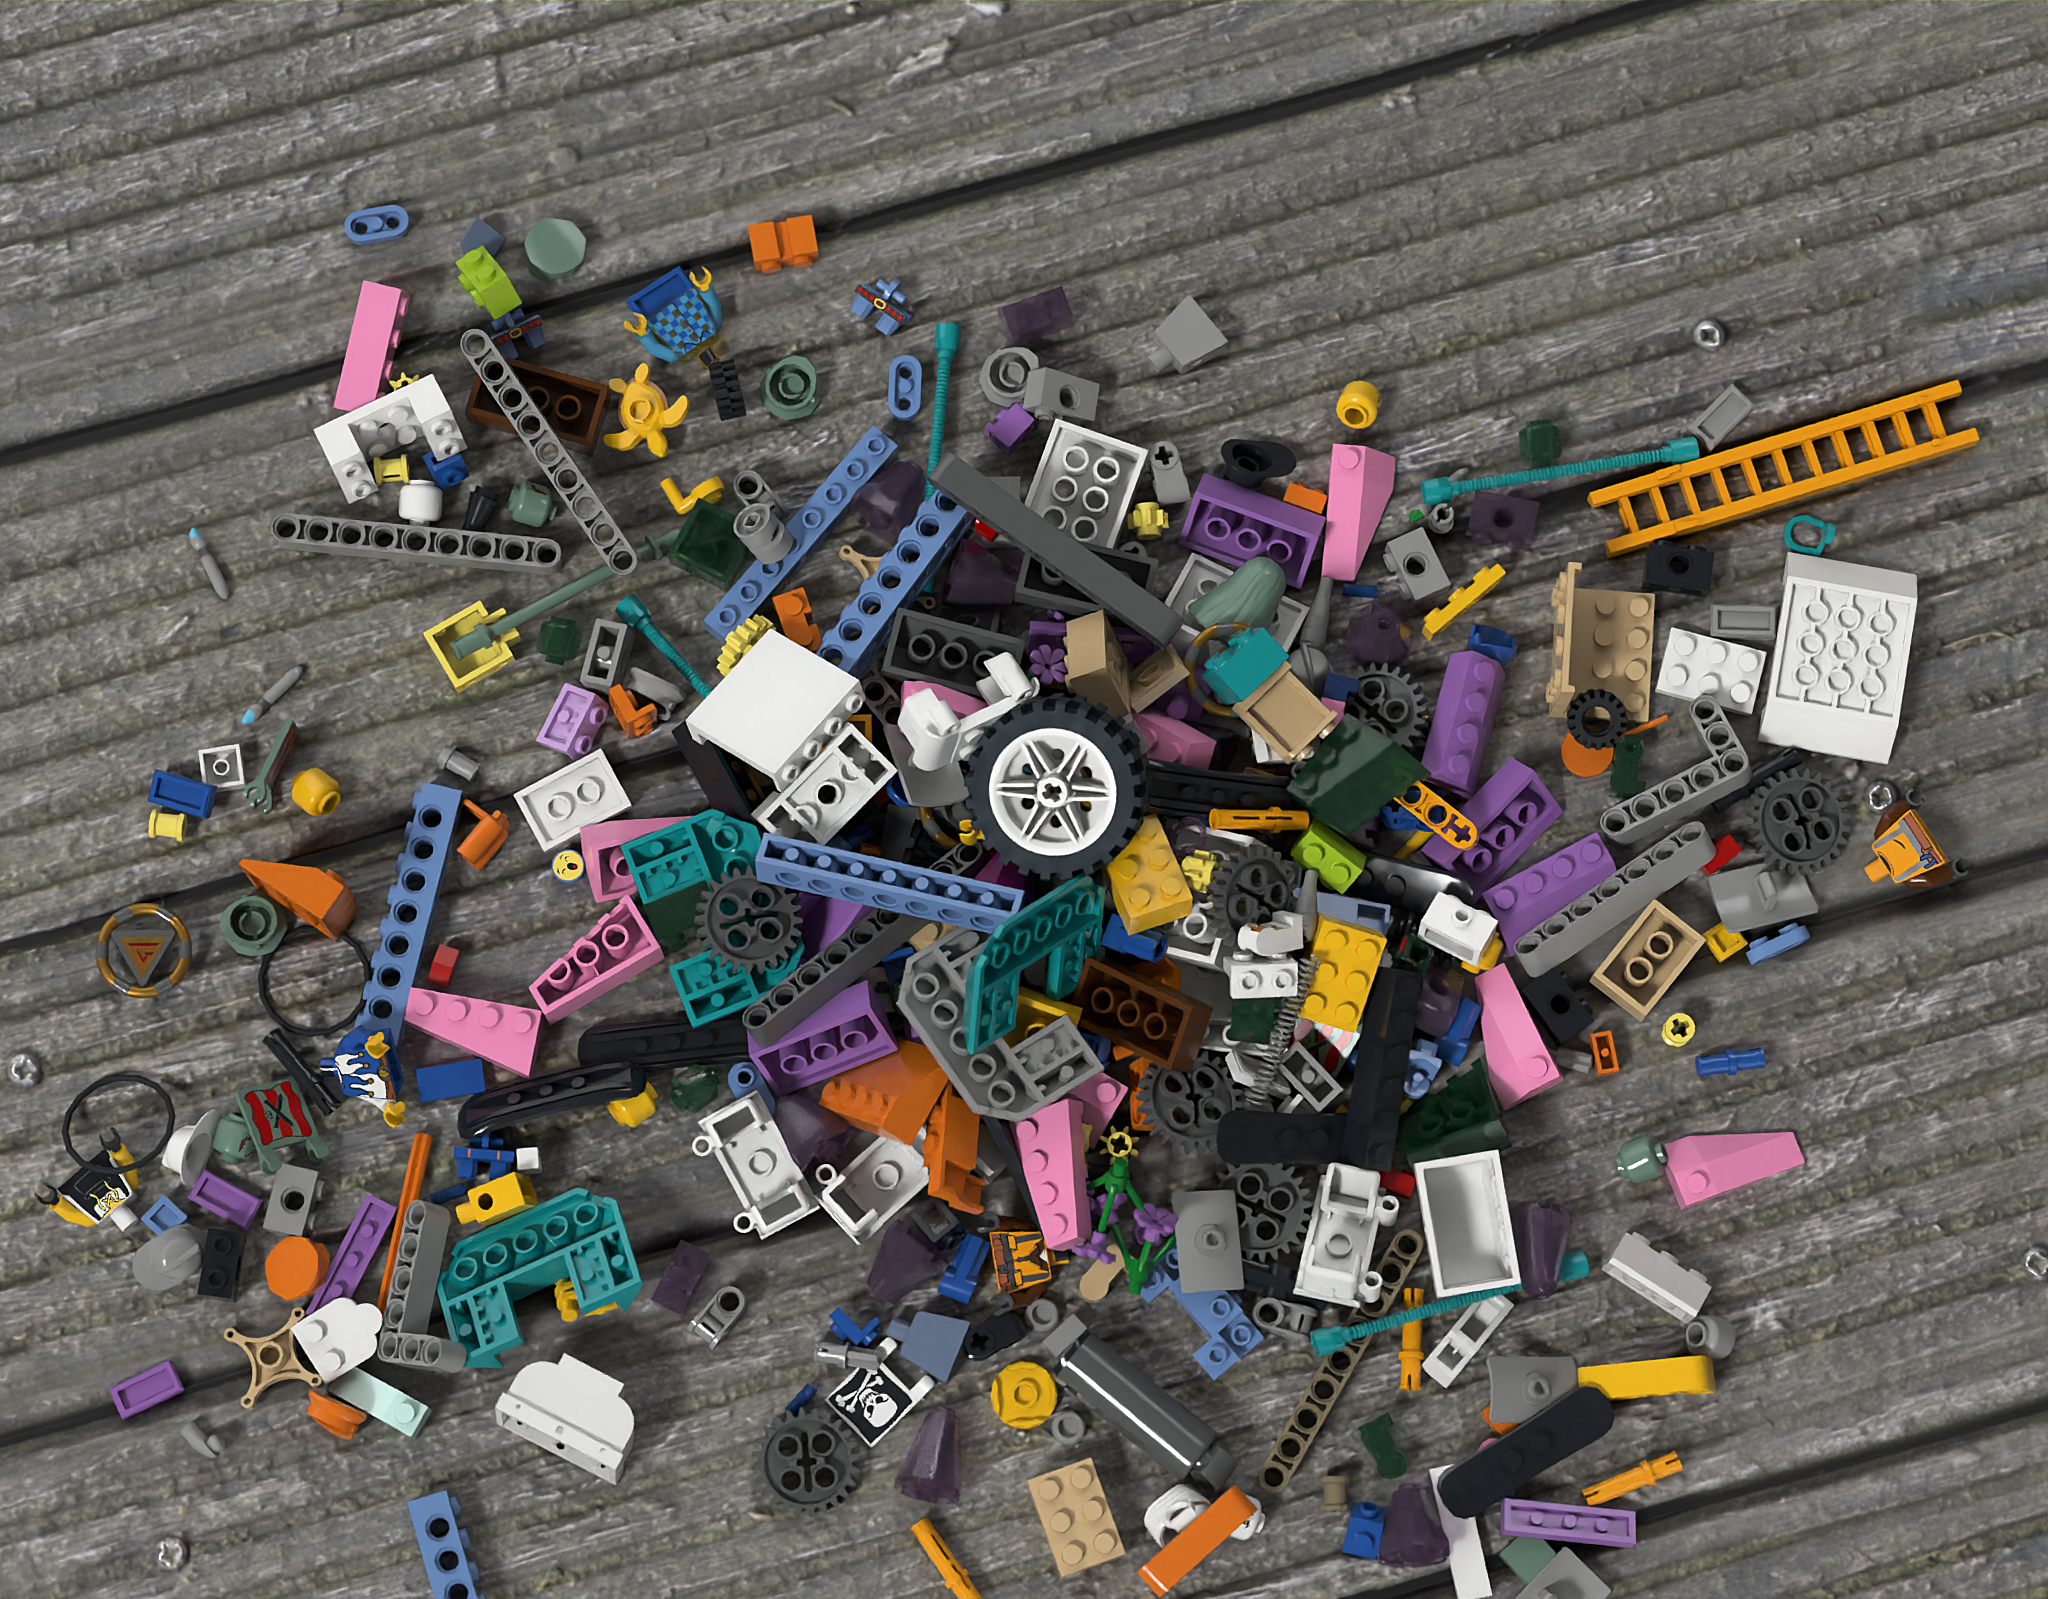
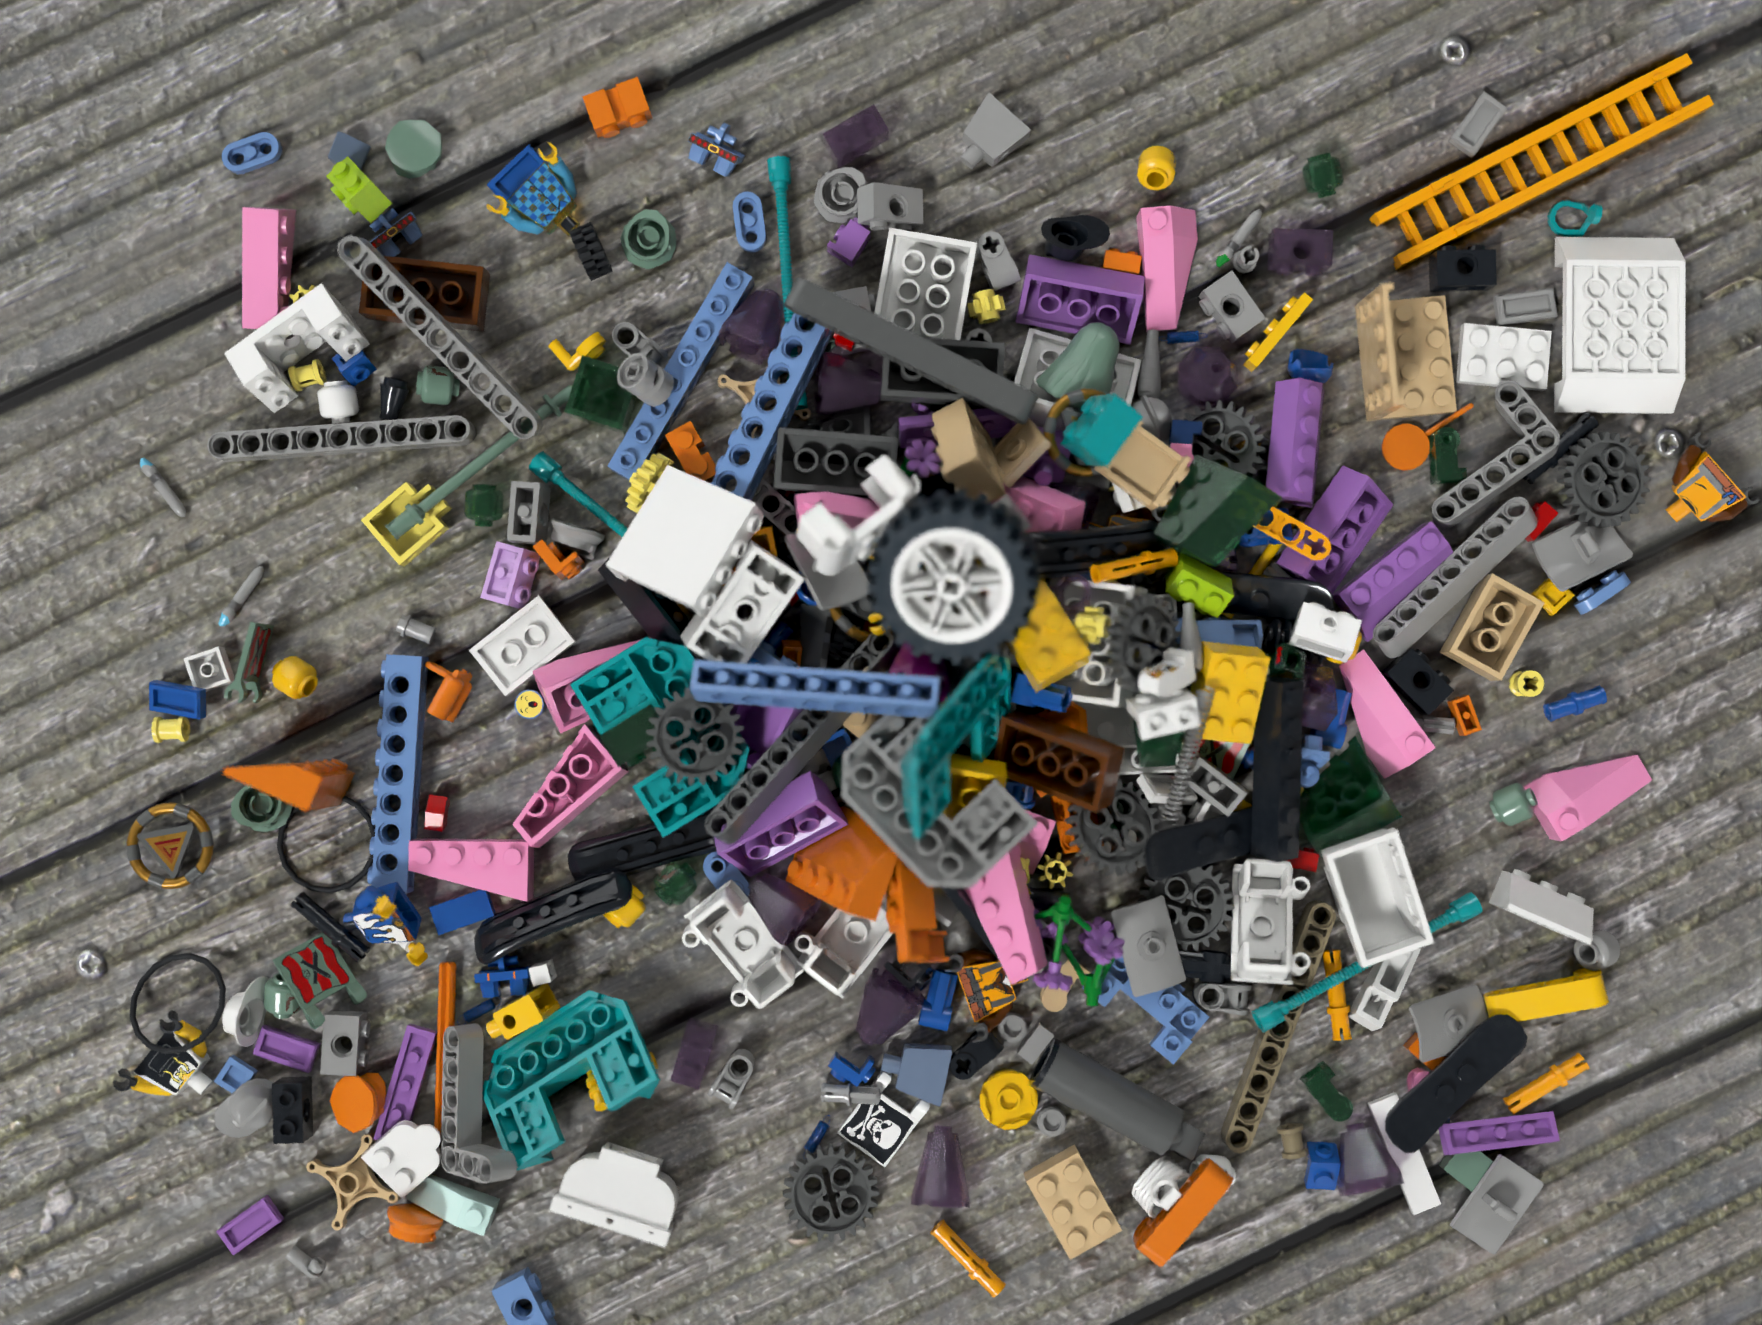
camera: 10 degrees left, 10 degrees up
(644, 413) = (521, 285): yellow animal -> none
(1441, 490) = (1445, 163): teal hose -> none
(1540, 1246) = (1442, 902): clear purple cone -> none
(1611, 733) = (1426, 430): black tyre -> none

